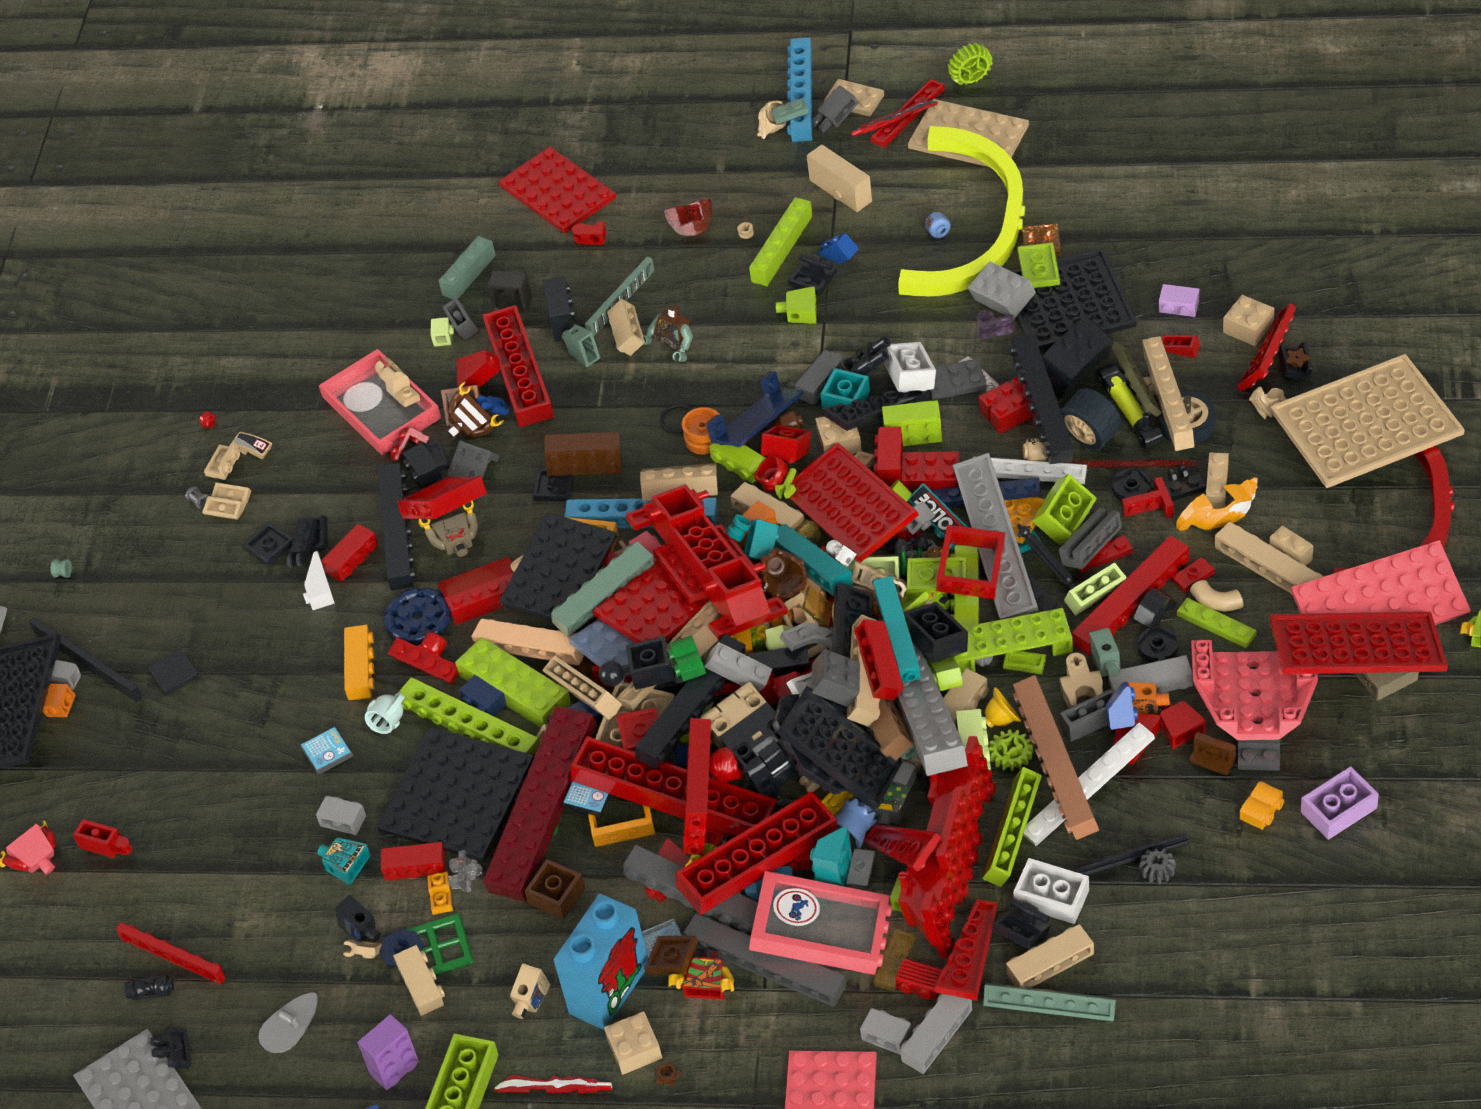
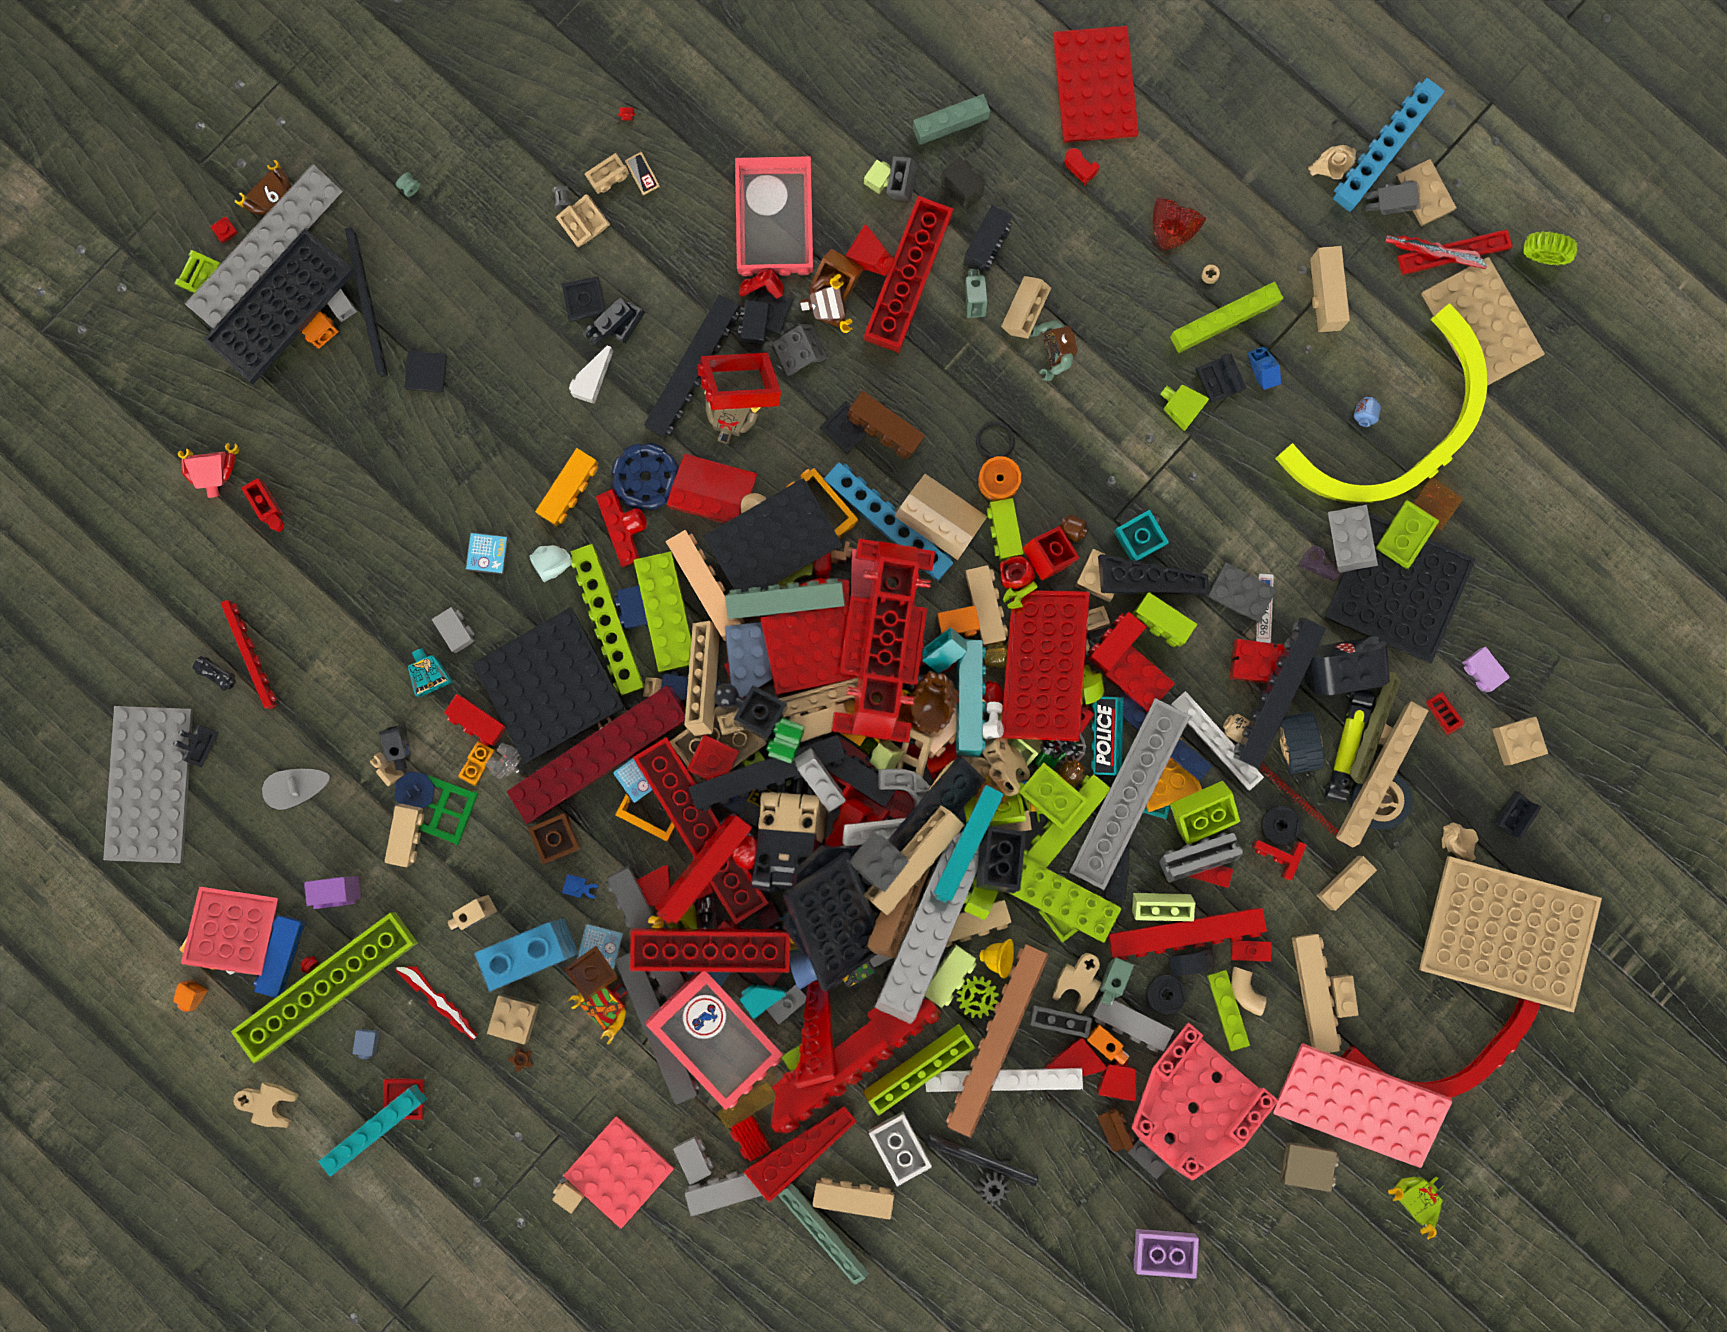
camera: 30 degrees right, 35 degrees up
(349, 552) = (638, 365): red brick -> none
(397, 383) = (797, 214): tan plate -> none
(494, 404) = (861, 301): blue plate -> none
(623, 292) = (1049, 264): sand green tile -> none
(738, 528) = (935, 627): teal wheel -> none
(756, 417) = (1050, 504): dark blue bracket -> none
(790, 111) = (1353, 171): sand green plate -> none
(817, 376) = (1136, 497): dark grey brick -> none
(817, 606) = (935, 756): clear yellow piece -> none
(868, 357) = (1183, 521): black pin -> none
(879, 659) = (927, 868): red brick -> none
(910, 367) = (1210, 558): white brick -> none
(923, 520) = (1089, 729): light grey brick -> none
(974, 538) = (1060, 836): red window -> none
(1022, 923) = (854, 1158): black plate -> none
(1047, 557) = (1154, 847): black wheel -> none
(1120, 708) = (1077, 1049): slope -> none
(1184, 486) = (1322, 860): black hinge -> none
(1202, 515) = (1347, 917): light orange animal -> none
(1261, 805) = (1112, 1203): light orange brick -> none
(1268, 349) = (1492, 794): red wing -> none
(1297, 362) = (1515, 824): reddish brown plate -> none
(1357, 643) = (1303, 1140): red plate -> none

